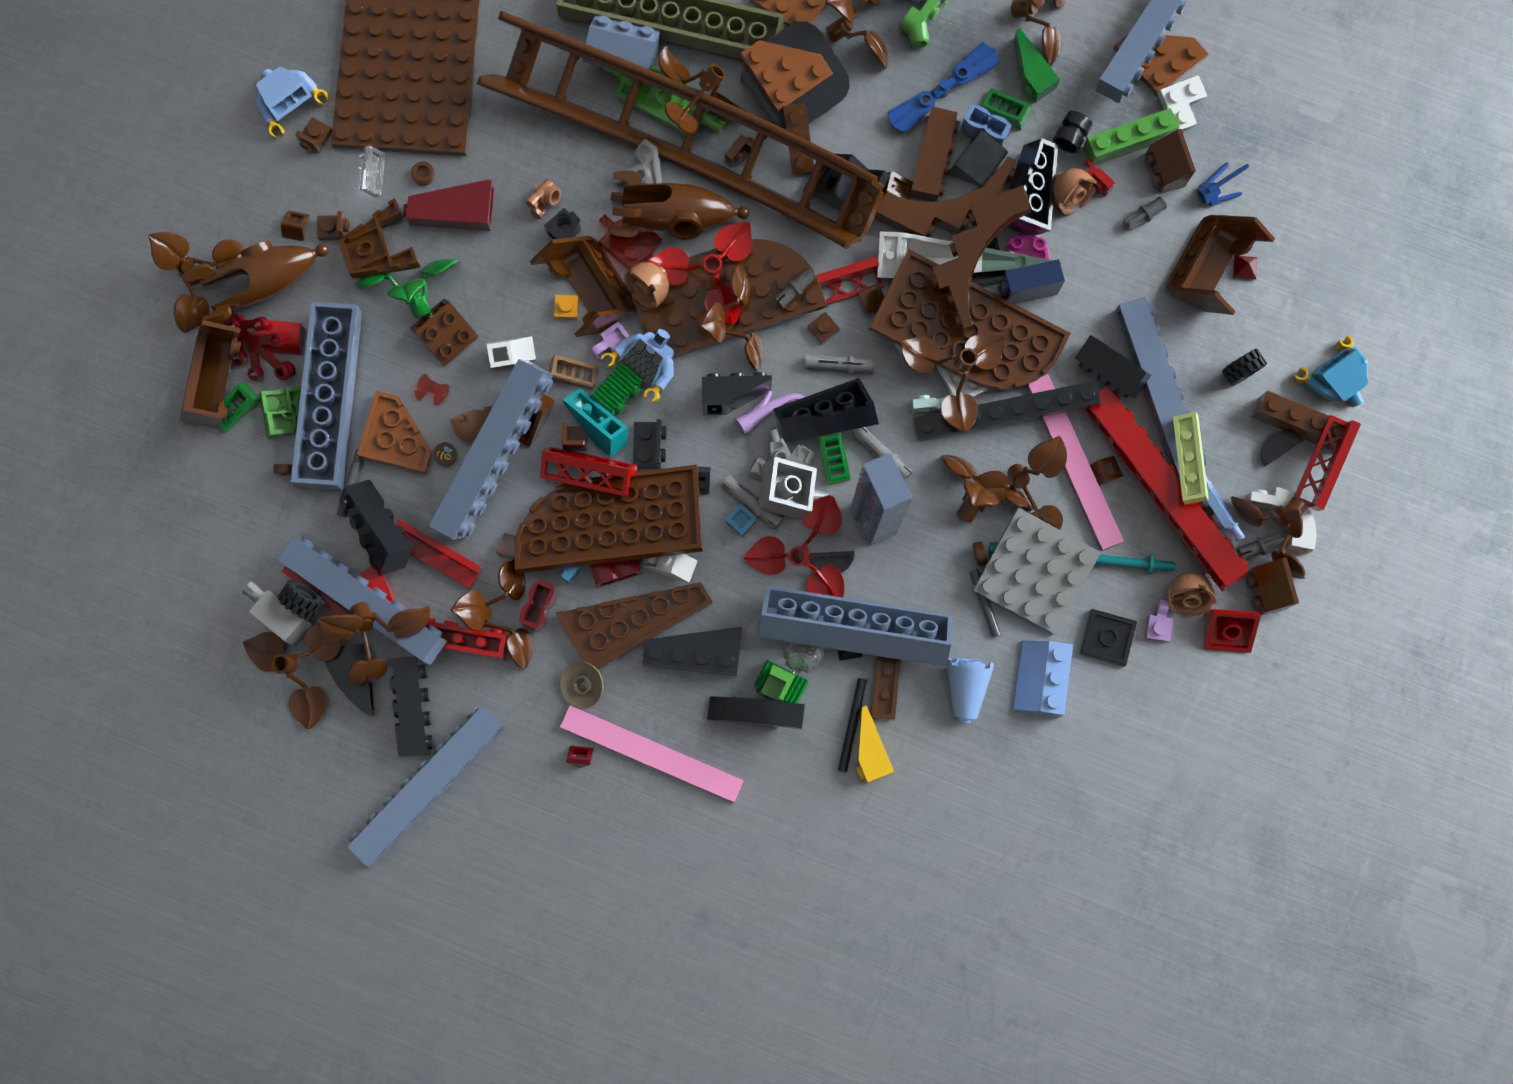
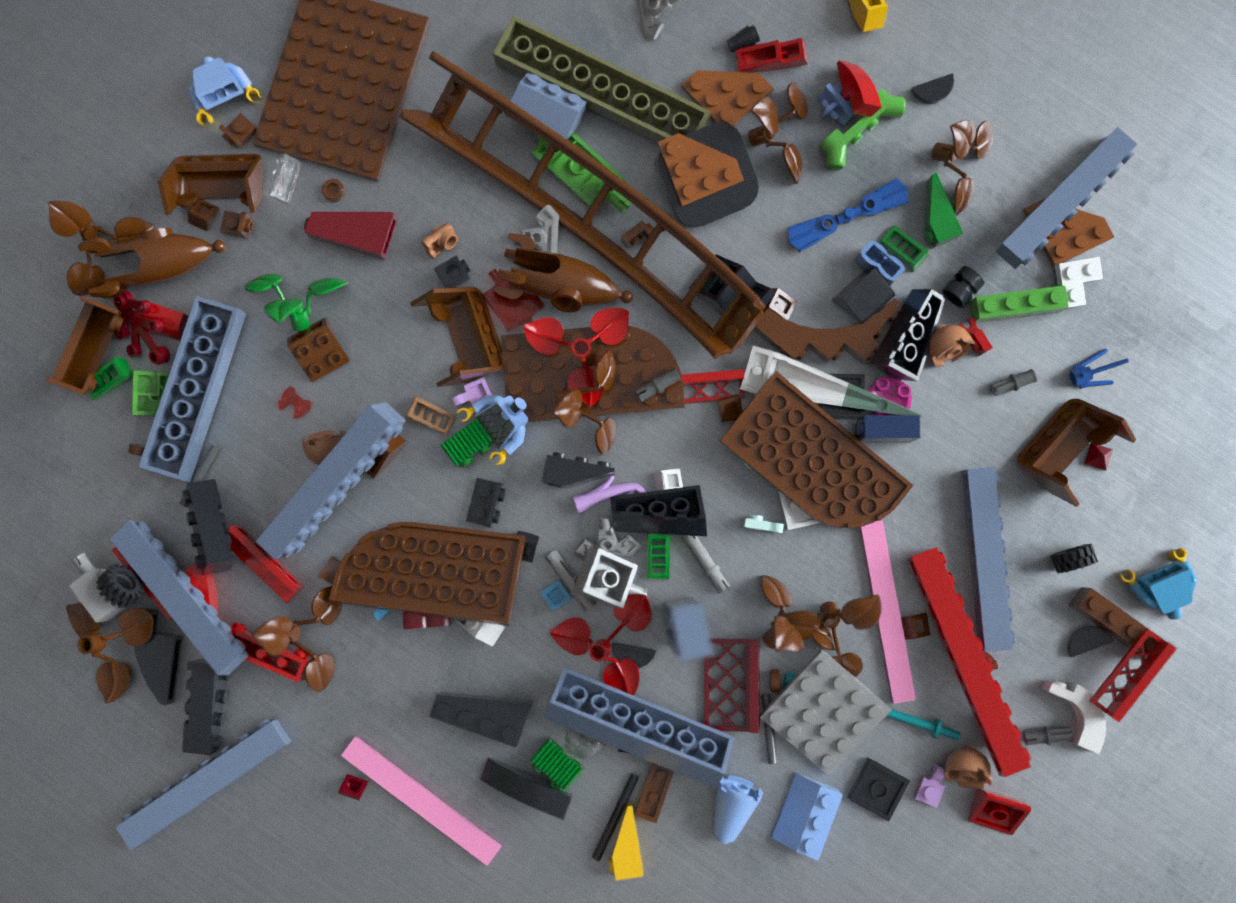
camera: 20 degrees right, 5 degrees up
(301, 185) = (212, 177): none -> reddish brown windscreen
(341, 628) = (170, 622): reddish brown plant -> none
(367, 249) = (262, 253): reddish brown wing -> none
(393, 436) = (248, 440): dark orange plate -> none
(445, 454) = (293, 468): reddish brown tile -> none
(509, 351) = (374, 384): white slope -> none
(541, 599) = (342, 642): dark red brick -> none
(566, 307) = (438, 351): light orange plate -> none
(573, 438) = (416, 480): reddish brown panel -> none
(574, 689) = (362, 721): dark tan dish -> none
(591, 463) = (425, 511): red fence -> none
(597, 422) = (440, 470): teal slope -> none
(620, 625) = (416, 672): reddish brown wing -> none
(648, 282) = (518, 348): nougat cylinder -> none
(709, 81) = (622, 162): reddish brown plant -> none
(777, 684) = (552, 768): bright green panel -> none
(797, 123) = (697, 225): reddish brown plate -> none
(823, 328) = (677, 426): reddish brown plate -> none
(825, 381) = (667, 479): none -> white slope
(867, 364) = (710, 471): light grey pin -> none
(934, 154) = (823, 279): reddish brown brick -> none
(957, 560) = (751, 689): none -> dark red fence
(979, 350) = (824, 489): reddish brown plant -> none
(990, 217) = (861, 361): reddish brown arch -> none
(1015, 410) = (835, 549): black plate -> none
(1112, 367) = (945, 530): black brick -> none
(1170, 162) = (1051, 338): reddish brown slope -> none
(1190, 458) = (1000, 641): yellowish green plate -> none
(1222, 514) = (1011, 681): light blue plate -> none
(1272, 587) = (1049, 781): reddish brown slope -> none
(1286, 517) = (1078, 724): reddish brown plant -> none

